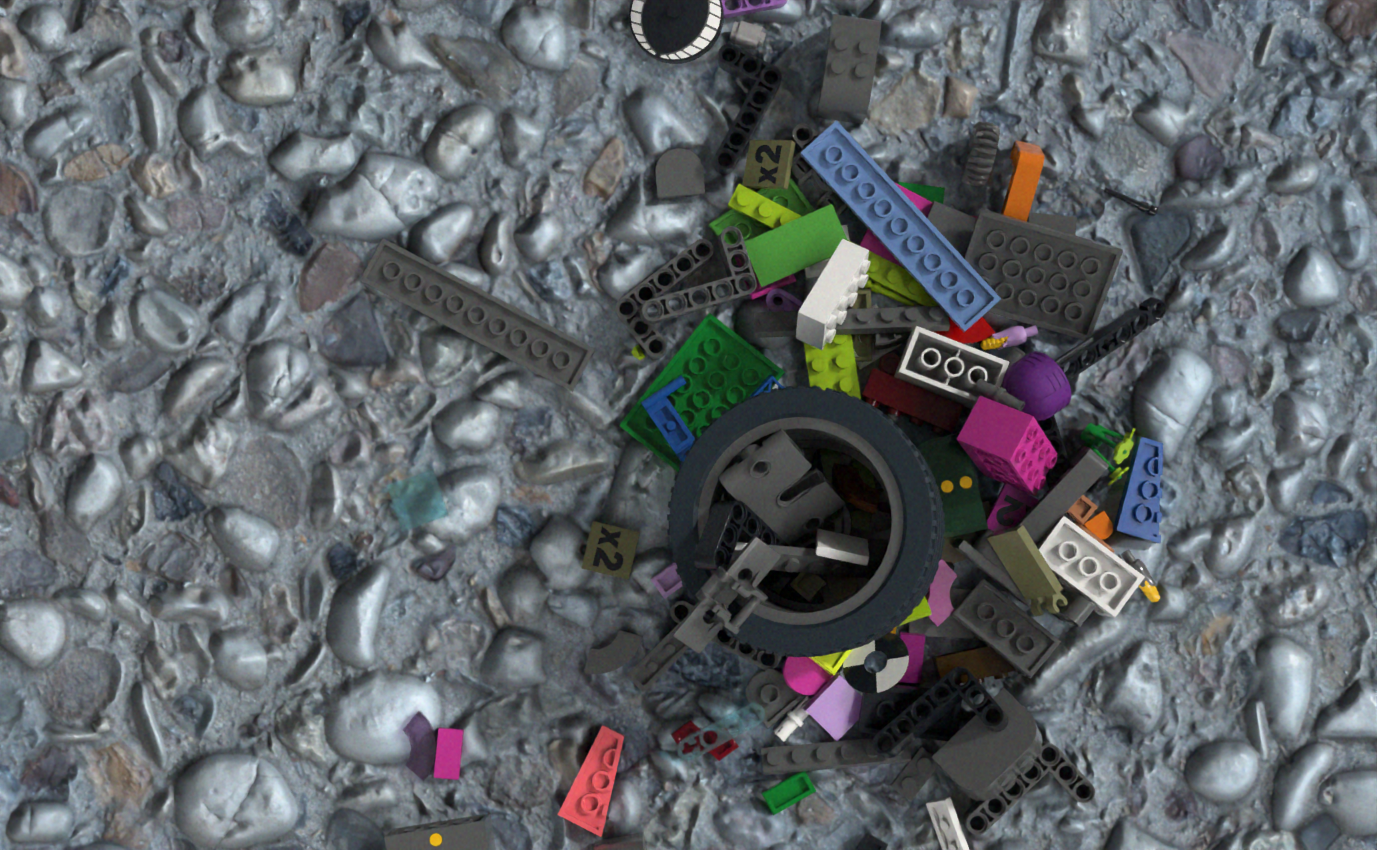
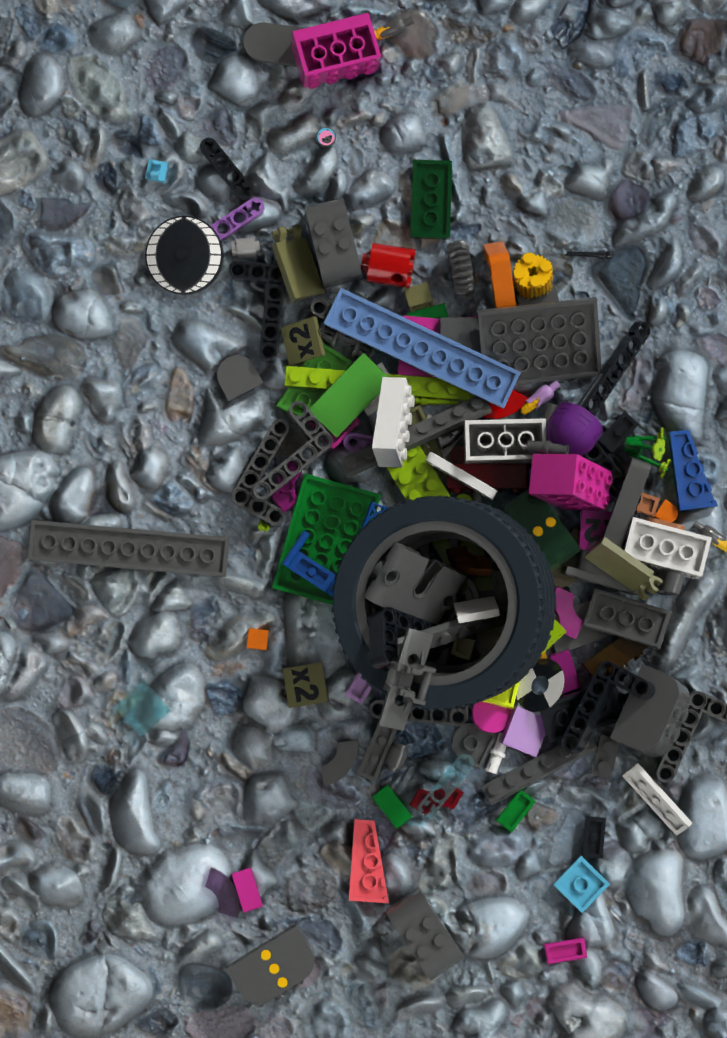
camera: 20 degrees left, 0 degrees up
(578, 476) = (257, 639): none -> orange tile
(650, 728) = (392, 806): none -> green tile
(677, 329) = (286, 496): none -> magenta tile
(679, 674) = (396, 757): none -> dark grey brick
(797, 75) = (296, 263): none -> olive tile
(884, 387) = (461, 476): none -> white beam
(900, 119) = (388, 265): none -> red cylinder
(918, 169) = (418, 297): none -> olive piece
(977, 66) = (431, 199): none -> dark green plate
(1058, 197) = (533, 276): none -> yellow brick
(1081, 413) = (618, 432): none -> black plate

